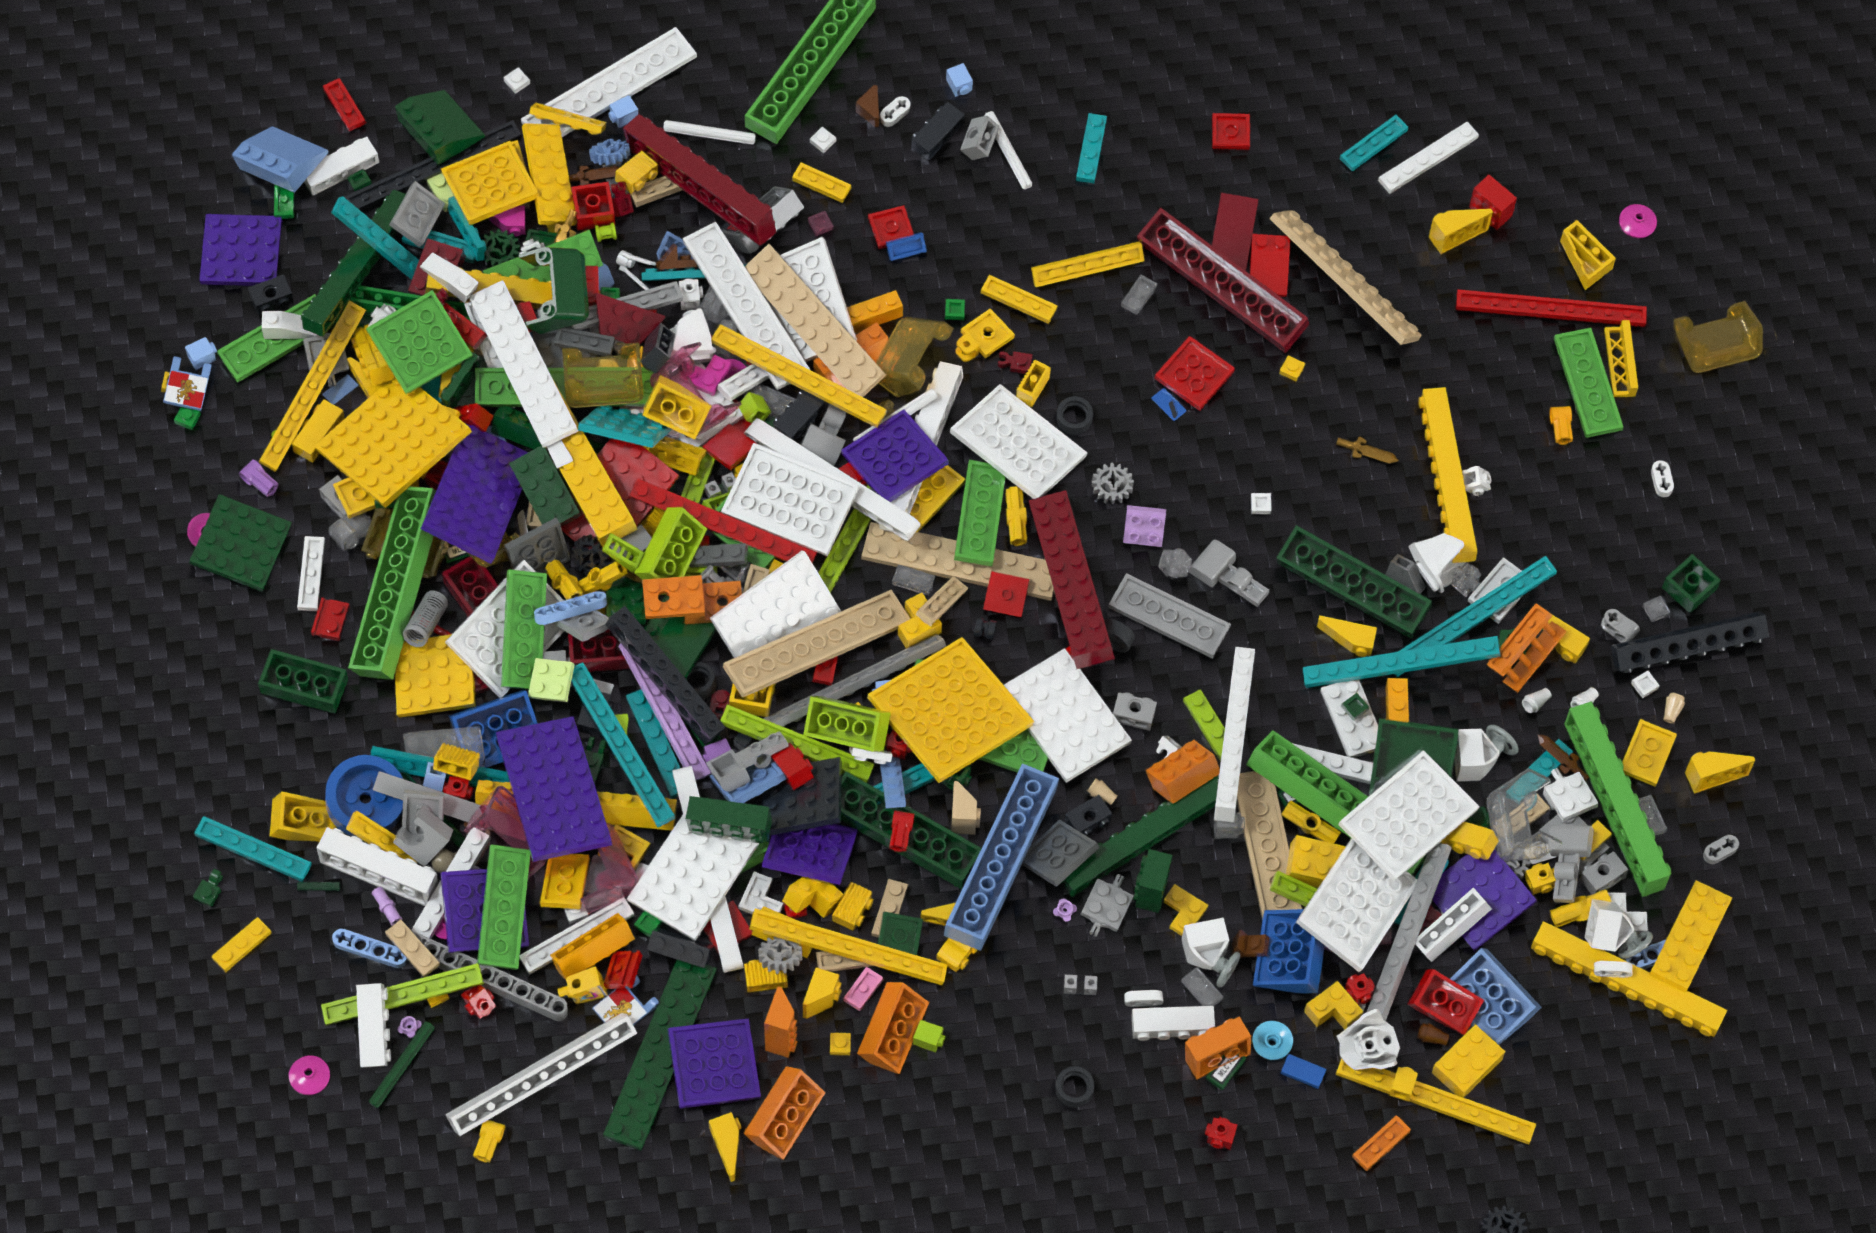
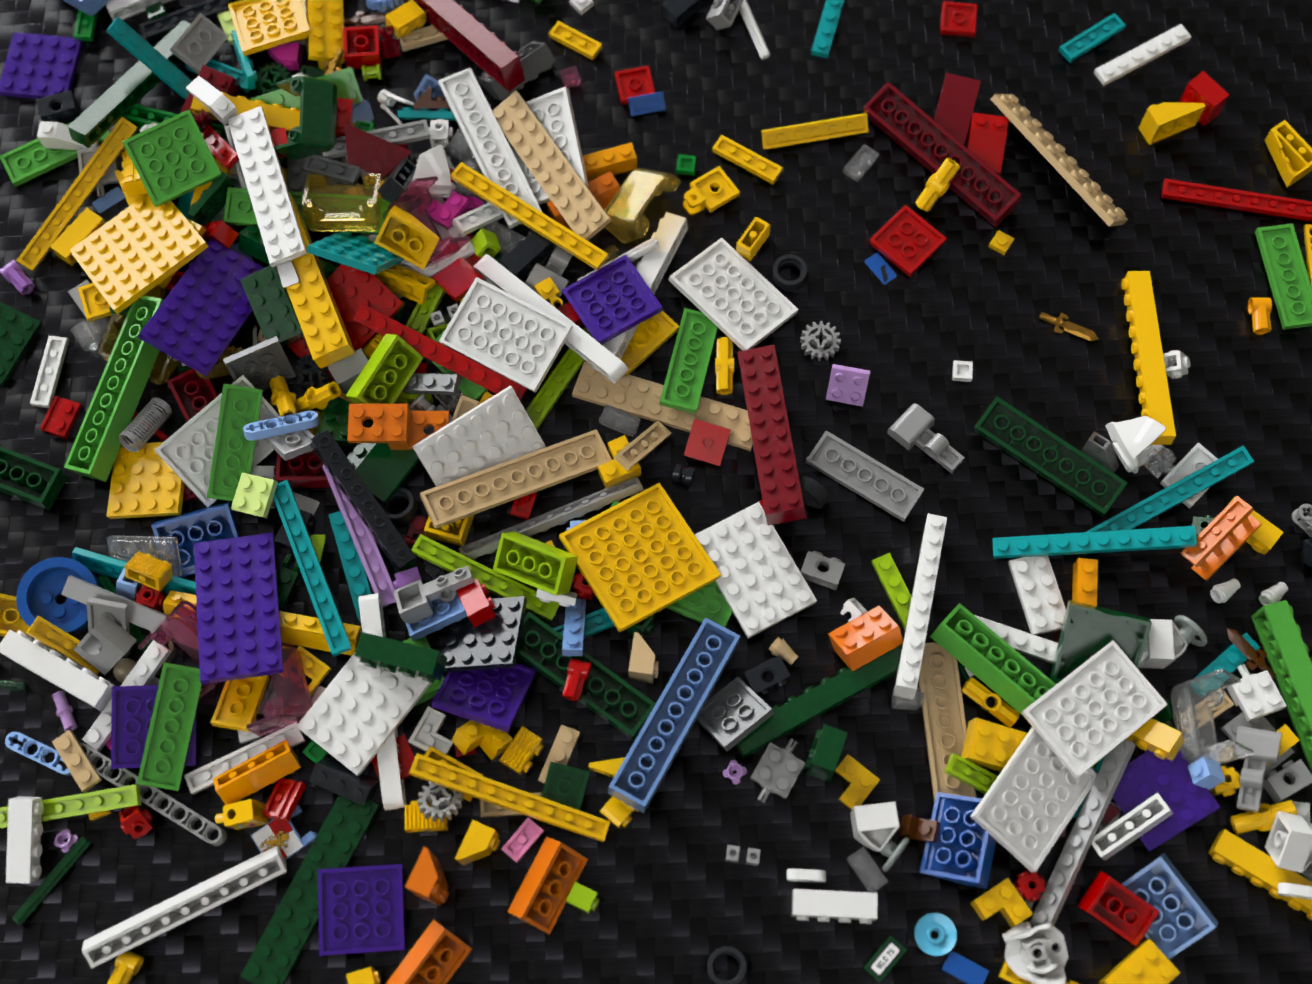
camera: 10 degrees right, 5 degrees up
(624, 561) = (345, 373): lime slope -> none
(827, 452) = (548, 291): none -> yellow plate
(840, 1043) = (493, 897): yellow plate -> none
(1018, 362) = (740, 218): dark red plate -> none
(1175, 563) = (874, 423): clear brick -> none
(1207, 1049) = (889, 935): orange brick -> none
(1220, 313) = (937, 184): none -> yellow piece
(1352, 636) = (1043, 510): yellow slope -> none
(1355, 706) = (1043, 584): dark green plate -> none
(1431, 1034) = (1100, 941): reddish brown cone -> none
(1521, 868) = (1206, 773): none -> light blue brick

